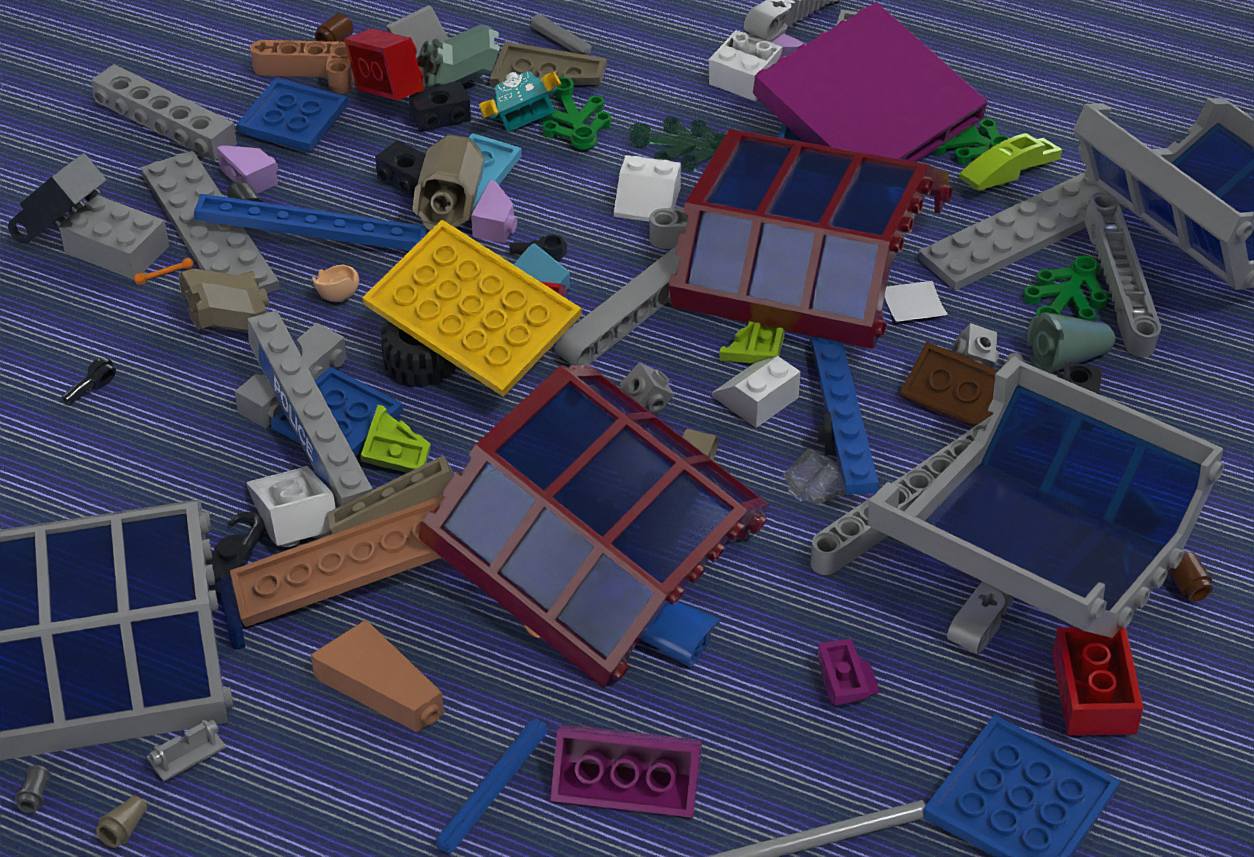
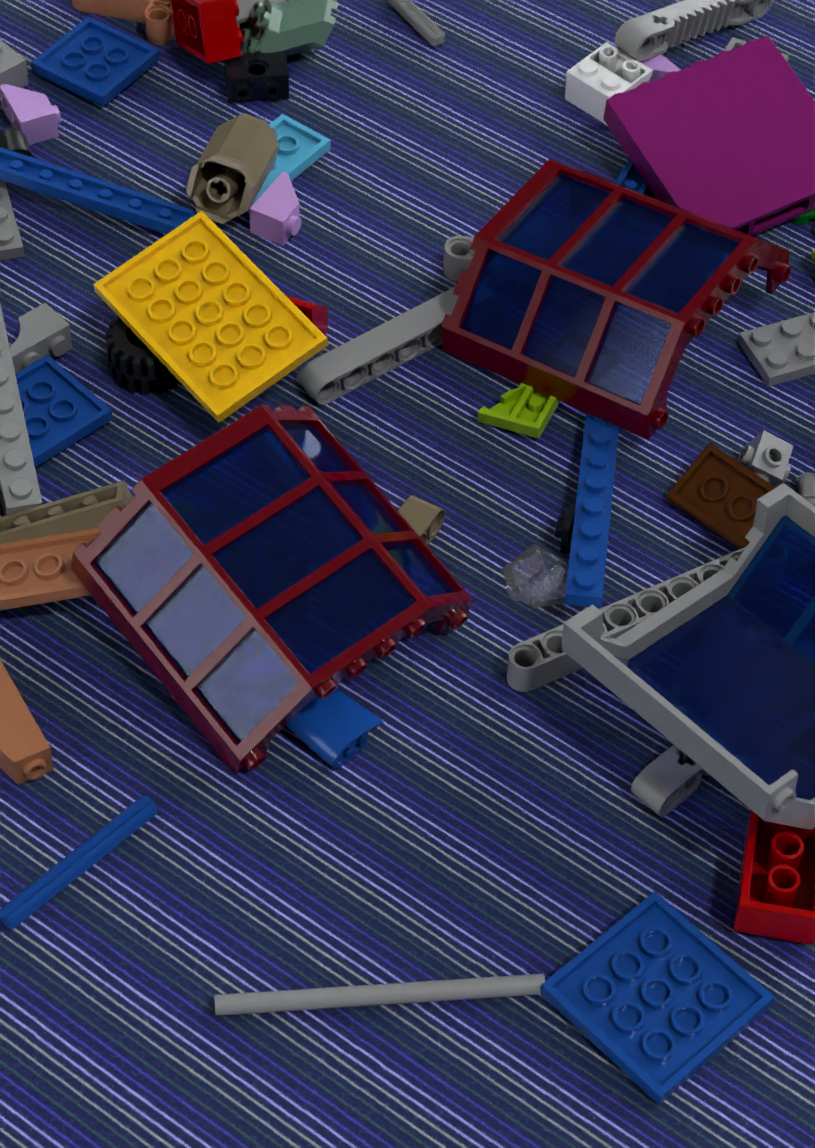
camera: 10 degrees right, 5 degrees up
(336, 283) = (83, 260): light nougat hair -> none
(394, 444) = (87, 454): lime wing -> none
(400, 166) = (189, 136): black brick -> none
(521, 99) = (344, 84): teal torso -> none
(541, 61) = (386, 50): dark tan wing -> none
(542, 266) = (310, 283): medium azure slope -> none
(551, 244) = (328, 259): black plate -> none
(581, 136) = (403, 137): green plant -> none
(626, 770) = (227, 874): magenta slope -> none
(646, 186) = (454, 207): white slope -> none
(648, 387) = (382, 441): light grey brick -> none
(685, 141) = (469, 148): clear green plant -> none
(760, 390) = (510, 465): white slope -> none
(845, 673) = (506, 810): magenta slope -> none
(914, 301) = (717, 391): white sticker -> none

